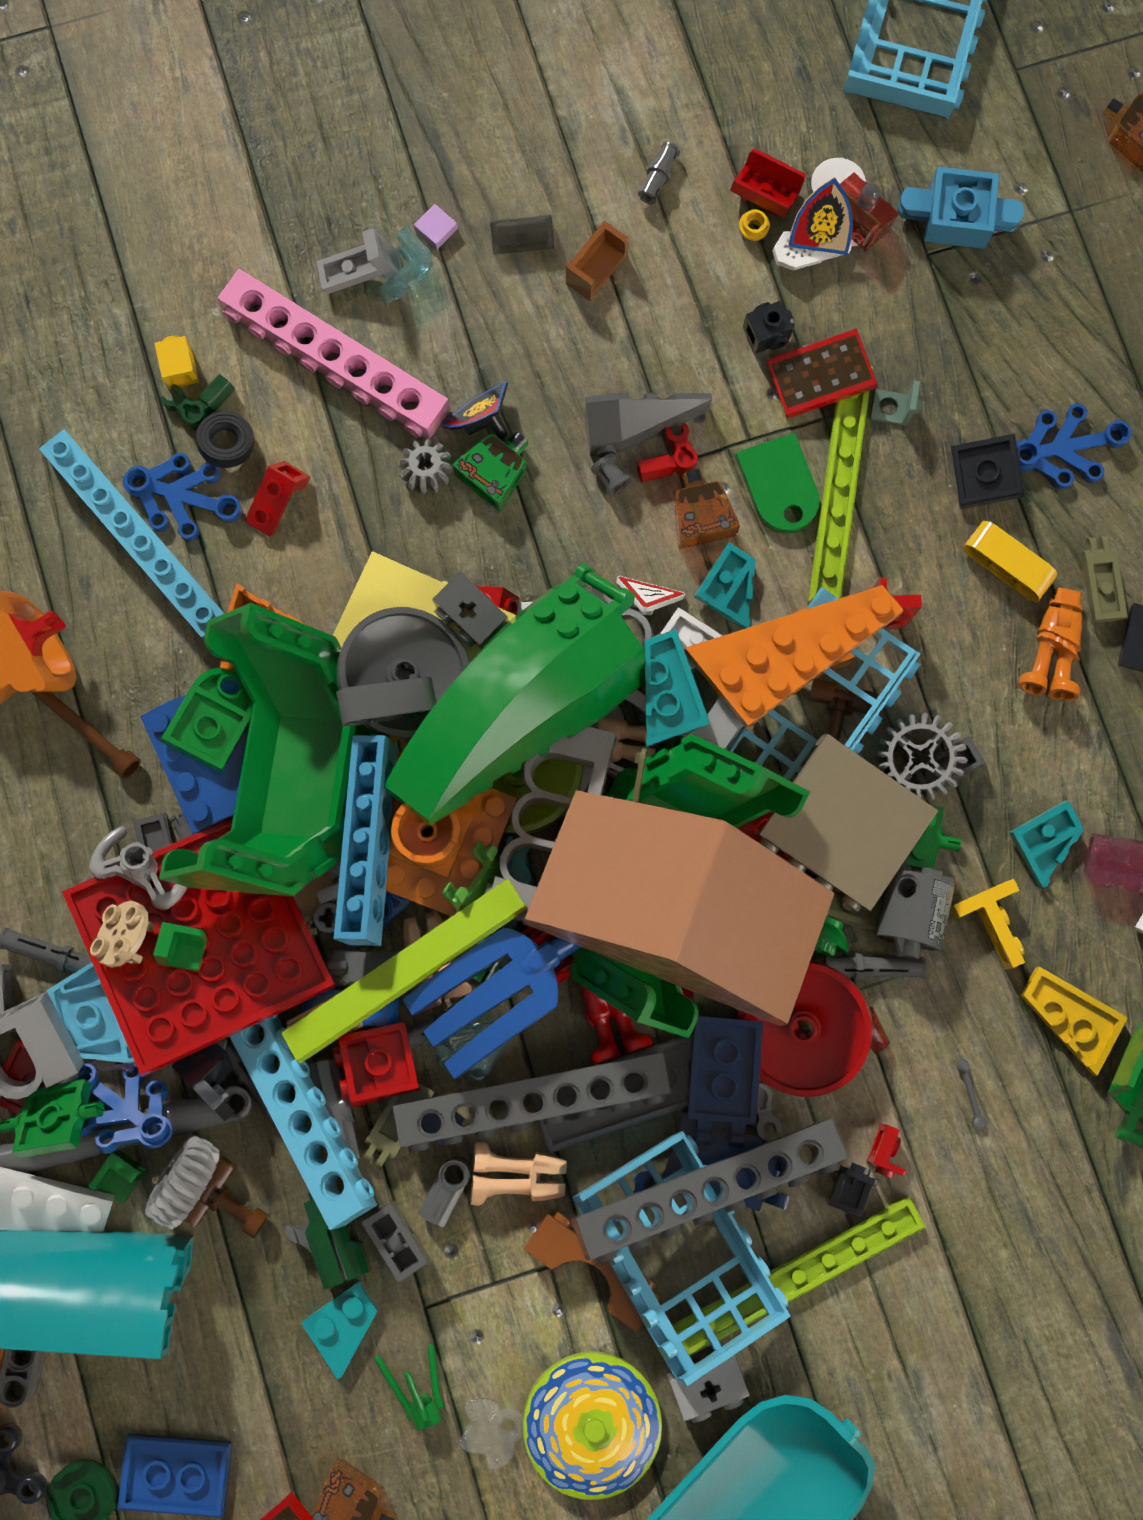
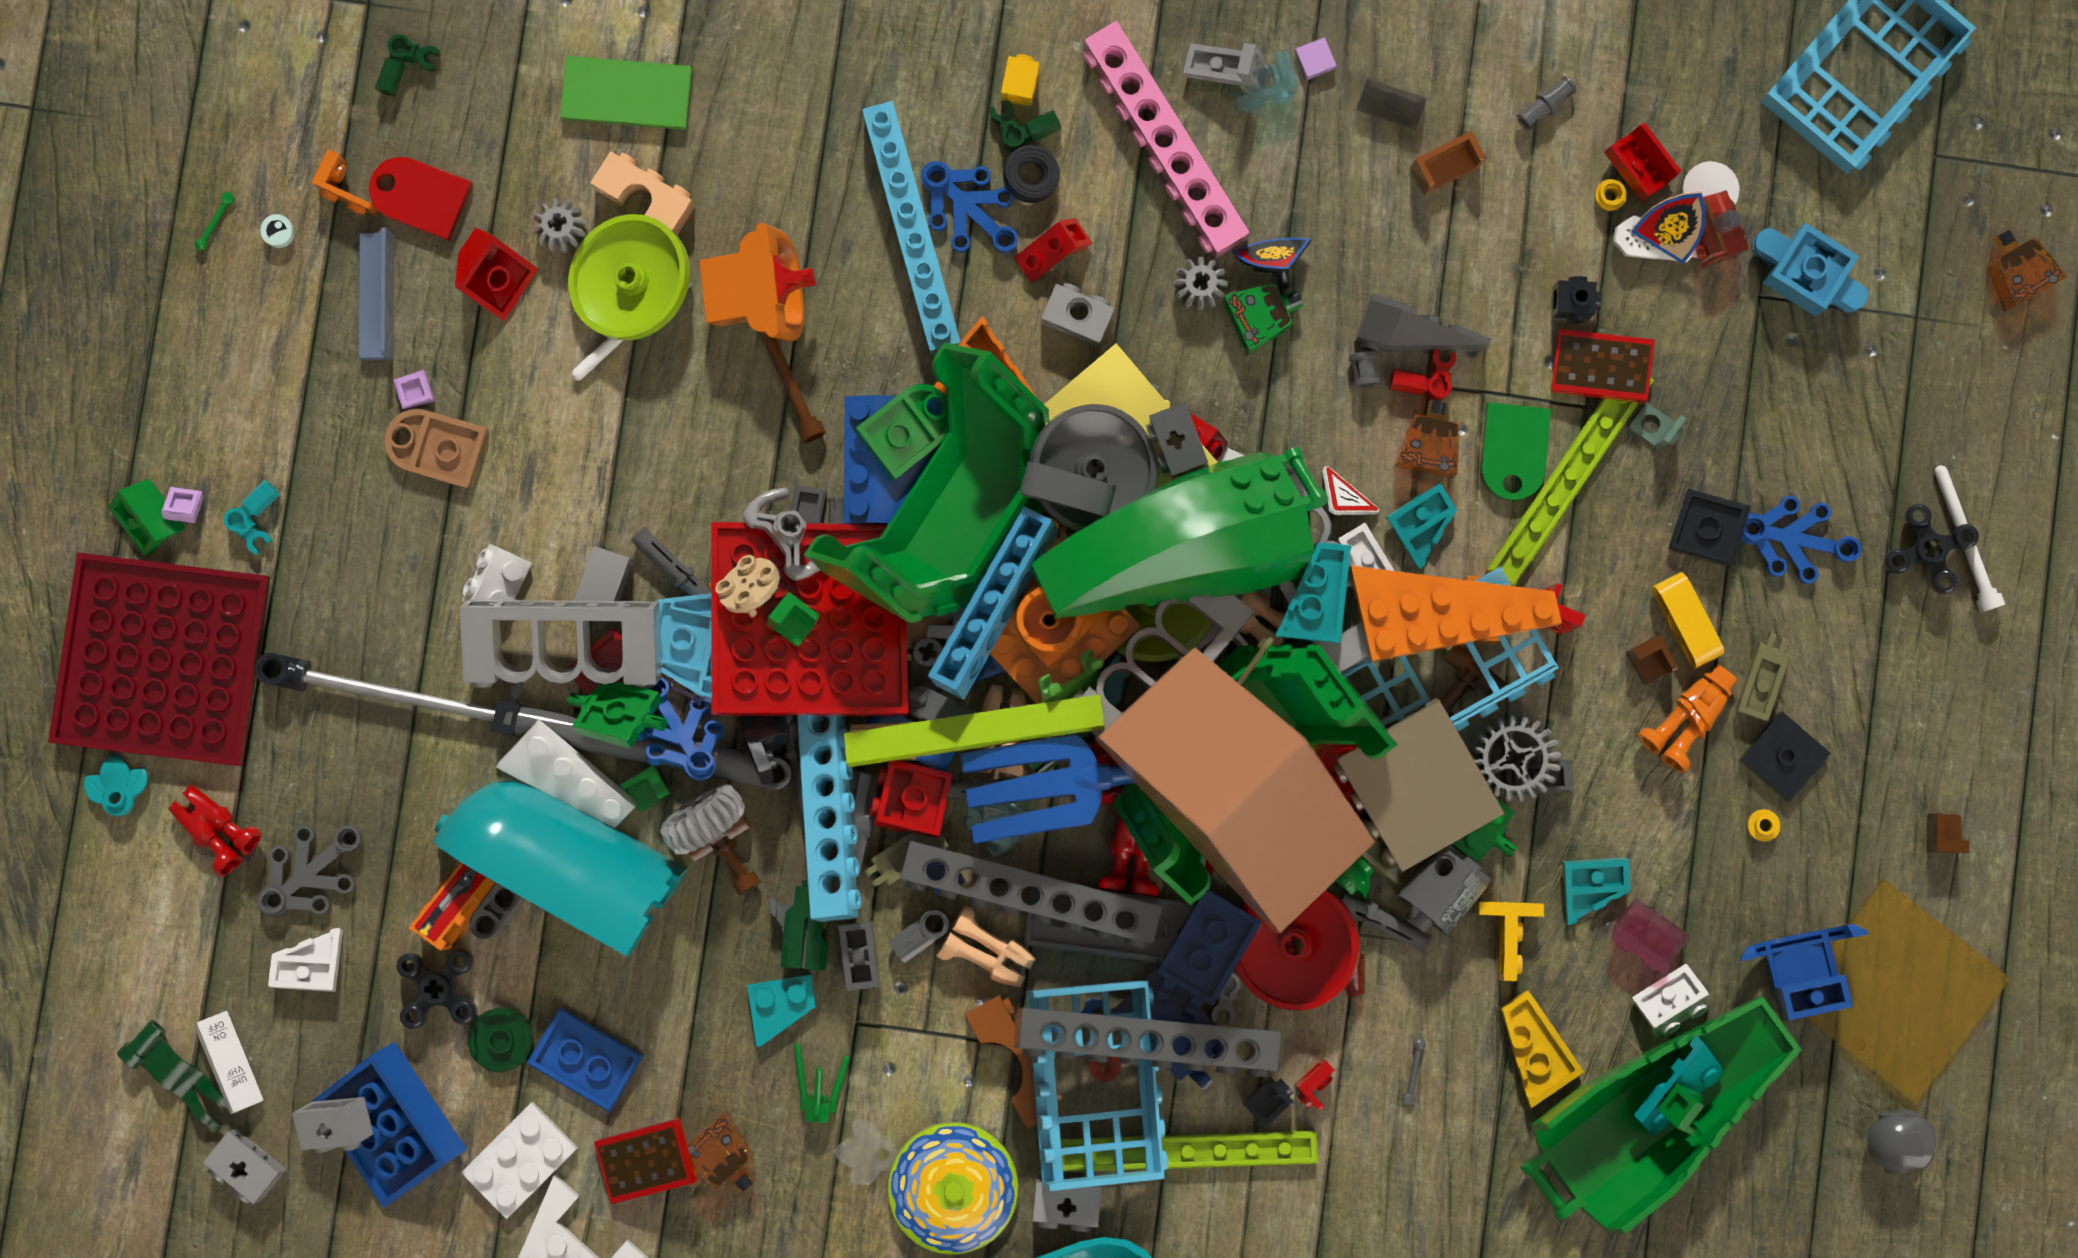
camera: 25 degrees right, 5 degrees up
(342, 554) = (1089, 330): none -> light grey brick
(686, 1241) = (1105, 1076): none -> clear red plate
(996, 611) = (1652, 659): none -> reddish brown panel

